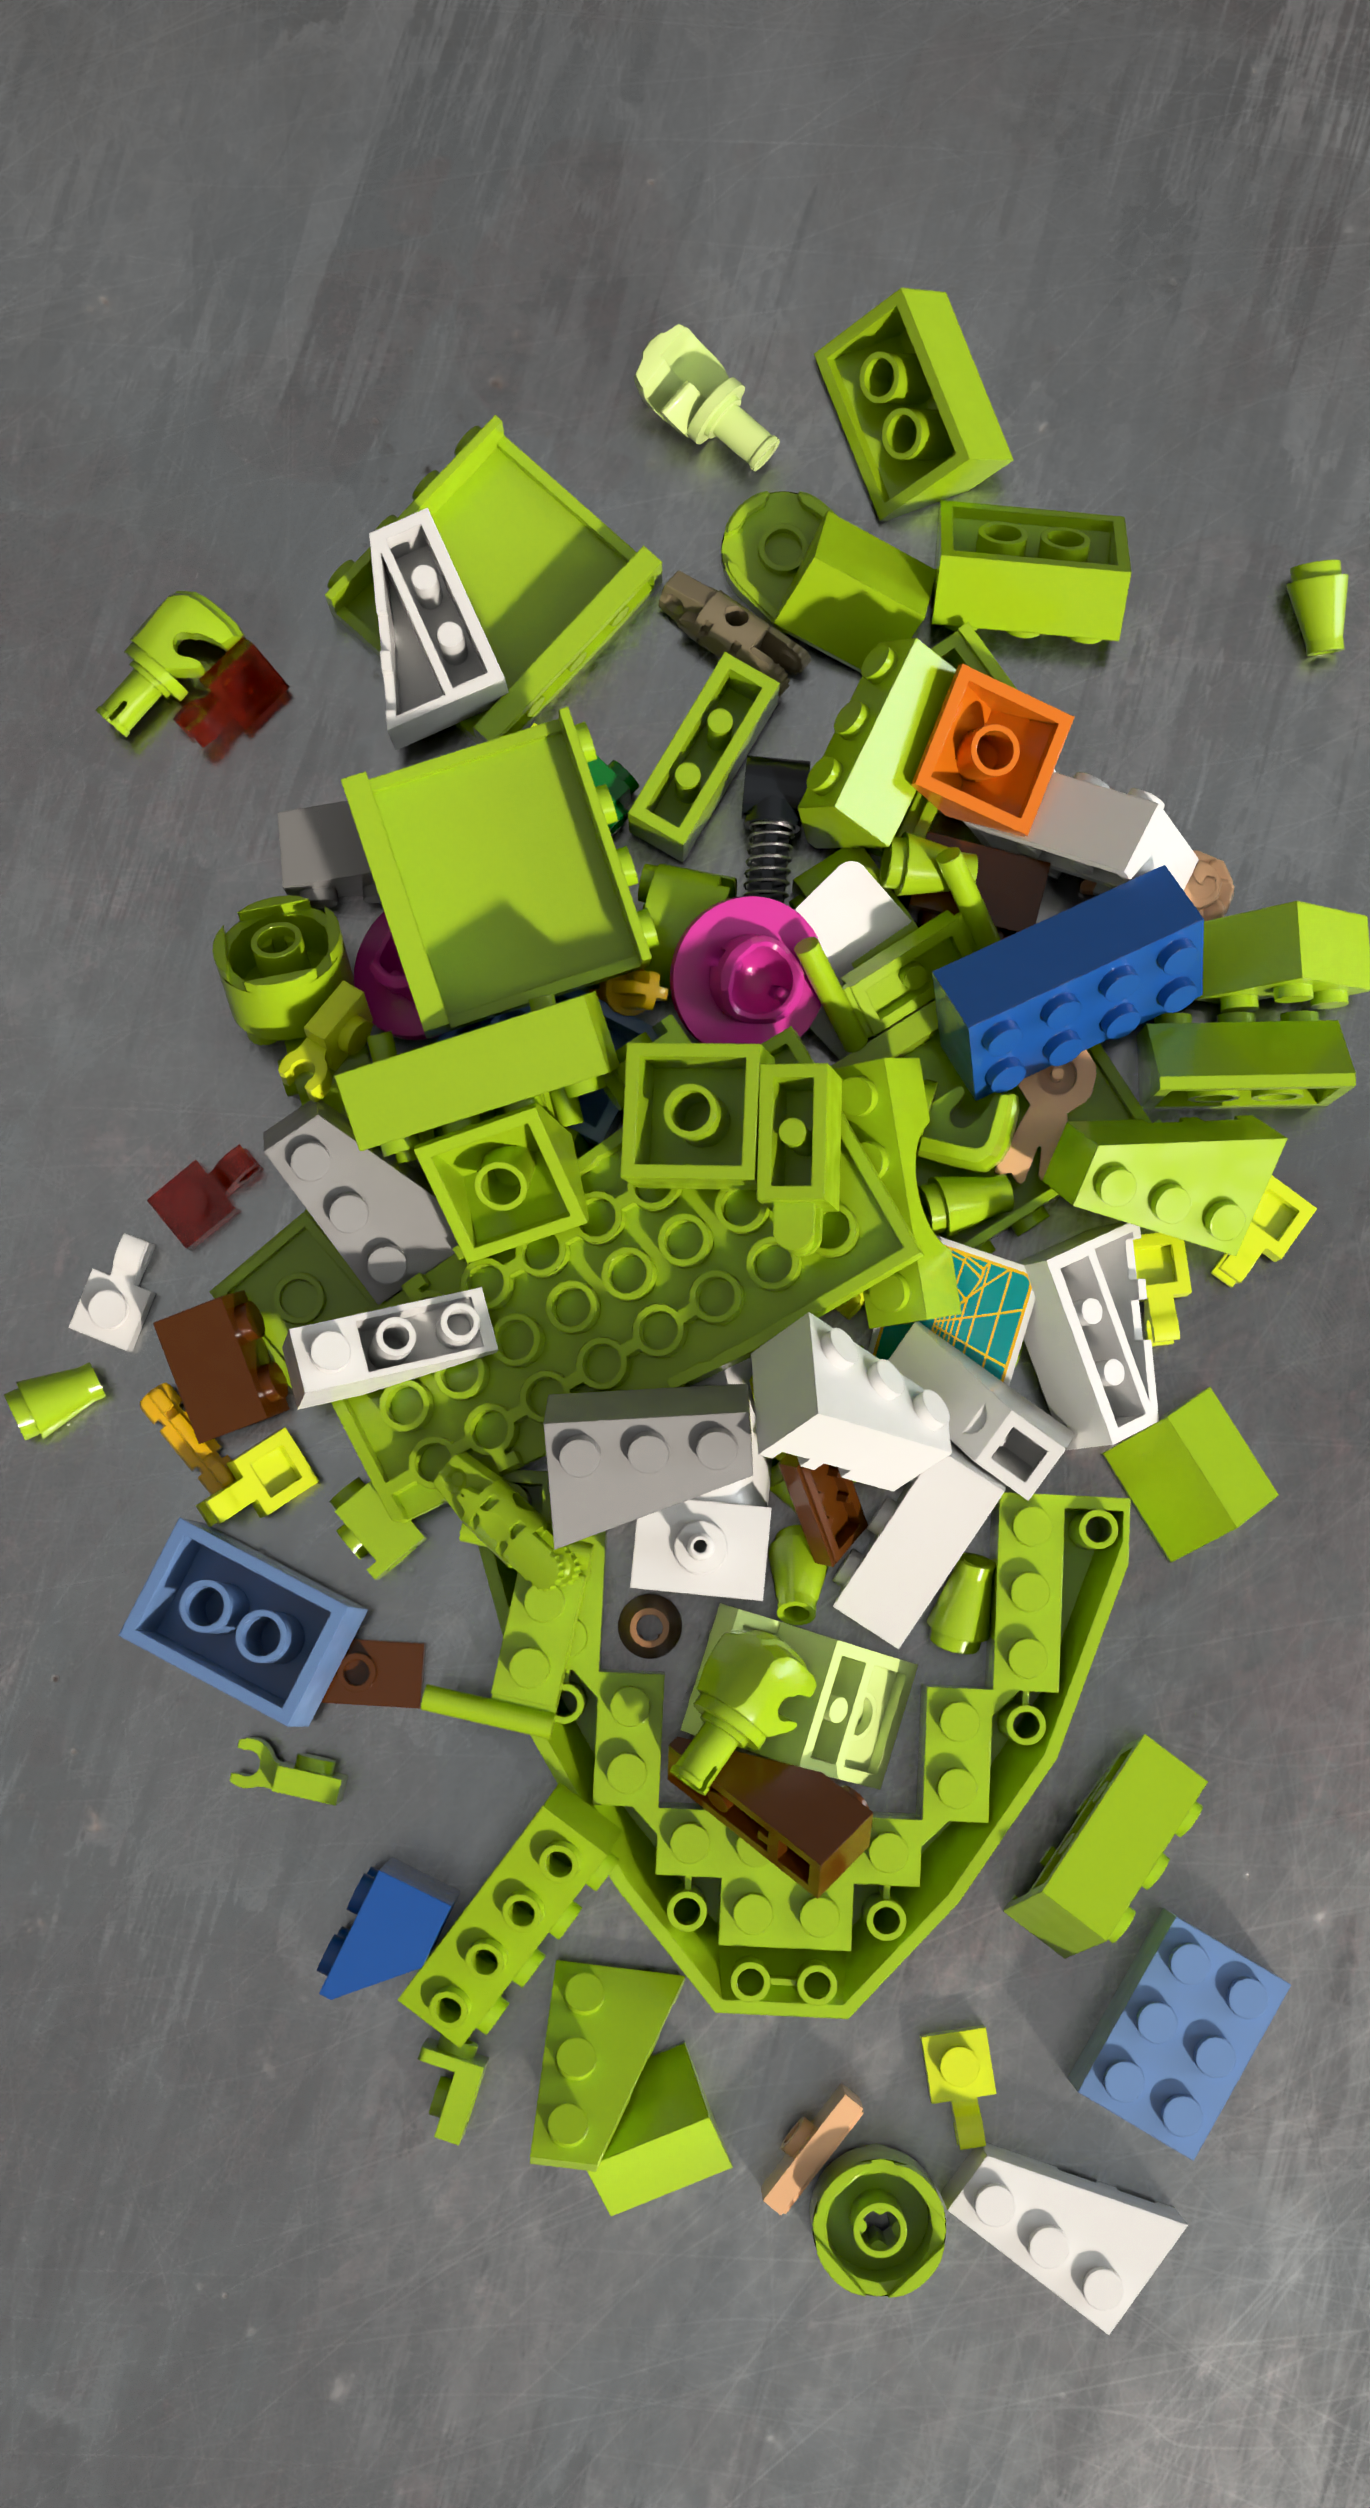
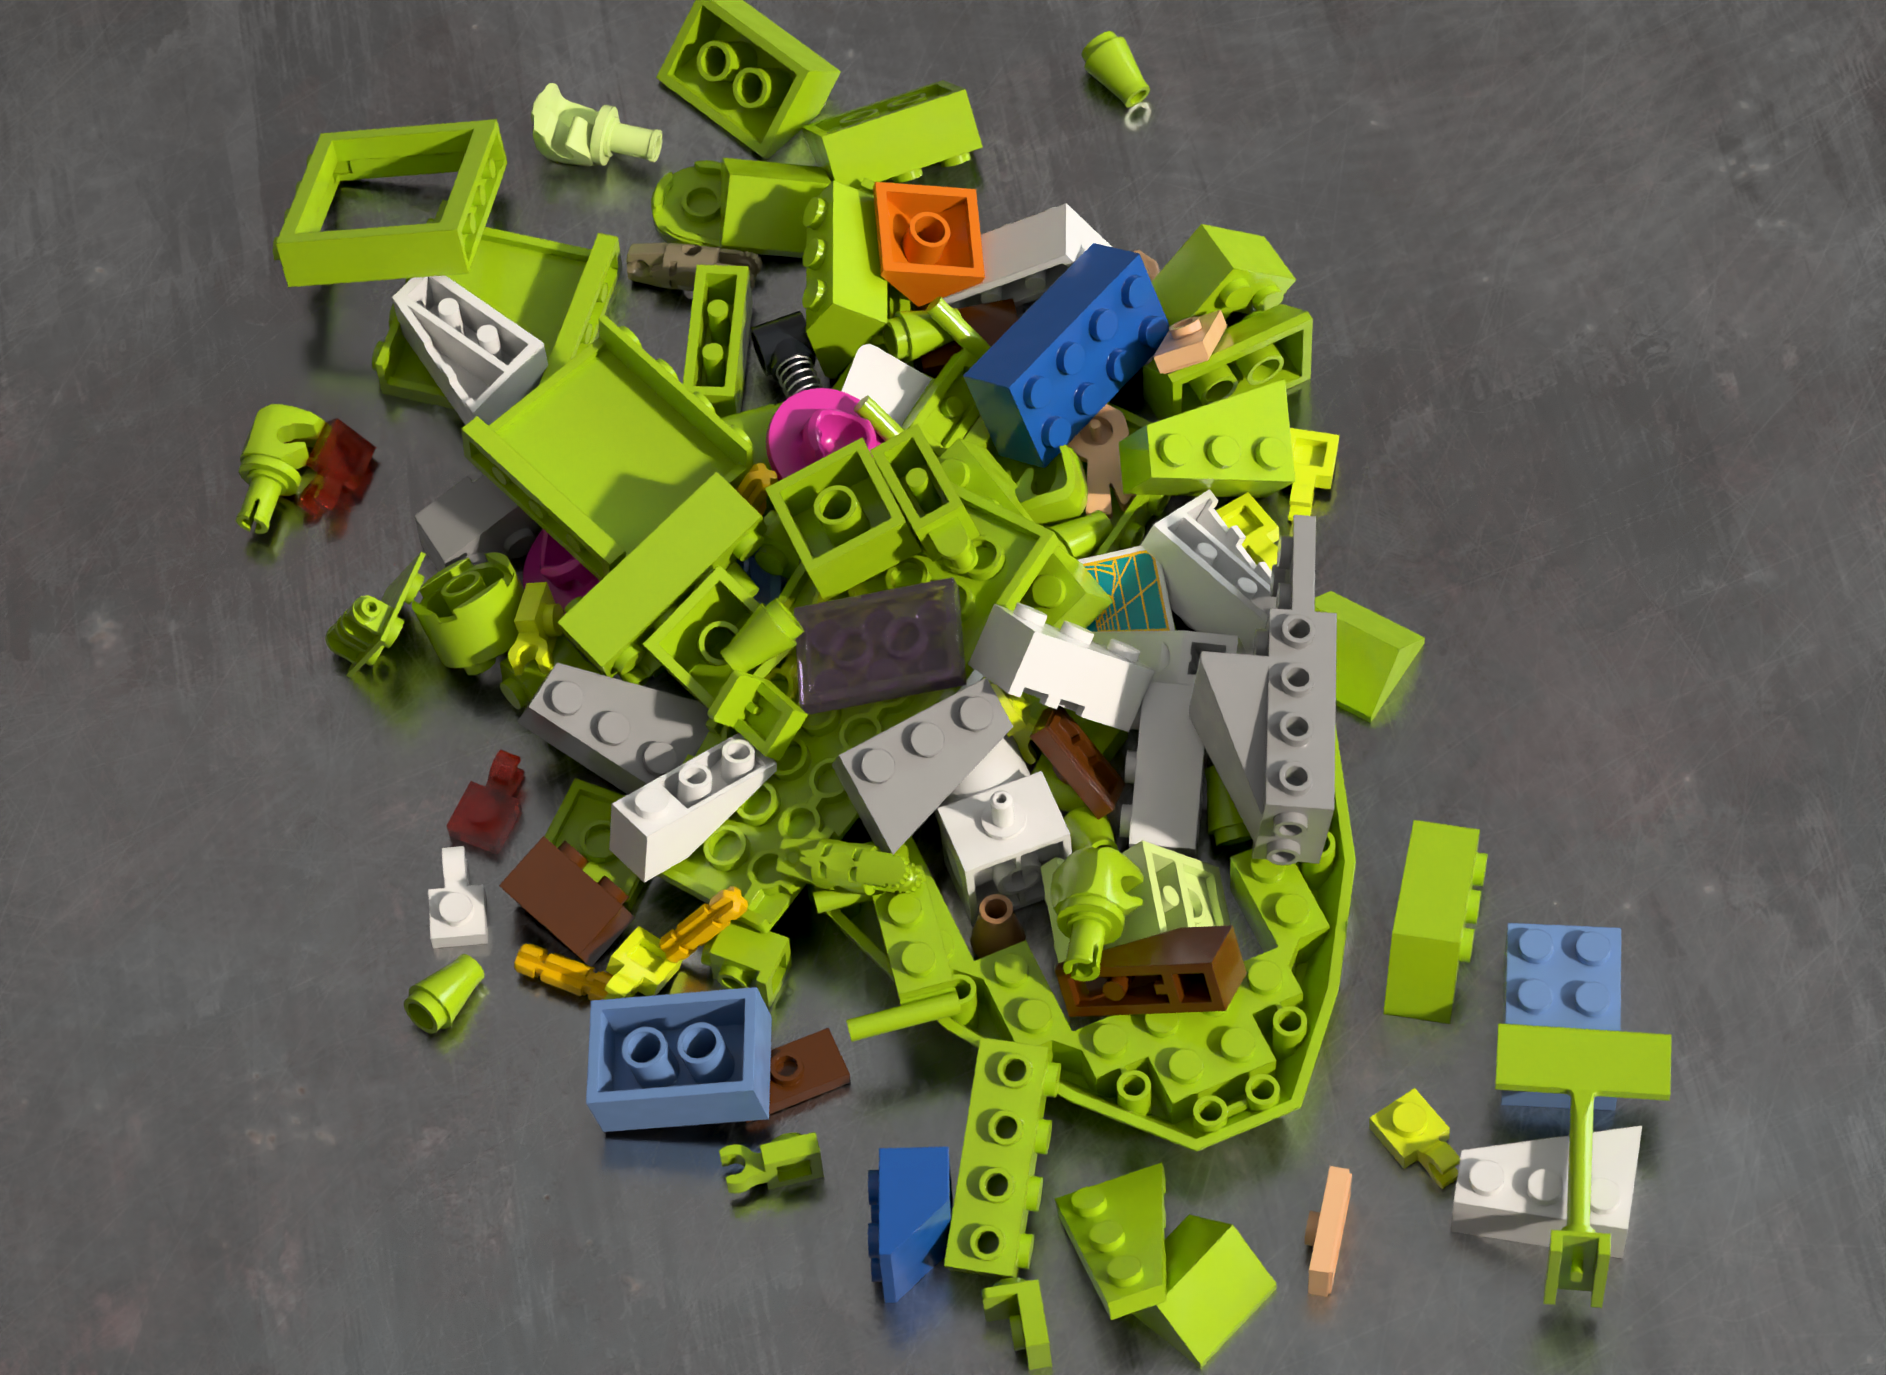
camera: 20 degrees left, 25 degrees down
(172, 939) = (374, 623): none -> lime hinge
(341, 1482) = (703, 924): none -> yellow axle
(391, 484) = (392, 251): none -> lime window
(504, 1288) = (758, 713): none -> lime bracket
(548, 1211) = (762, 637): none -> lime cone
(666, 1285) = (880, 646): none -> plate
(874, 2259) = (1403, 1279): lime brick -> none
(1049, 1603) = (1274, 713): none -> light grey wedge
(1163, 2141) = (1584, 1067): none -> lime piece
(1209, 1037) = (1190, 342): none -> light nougat plate

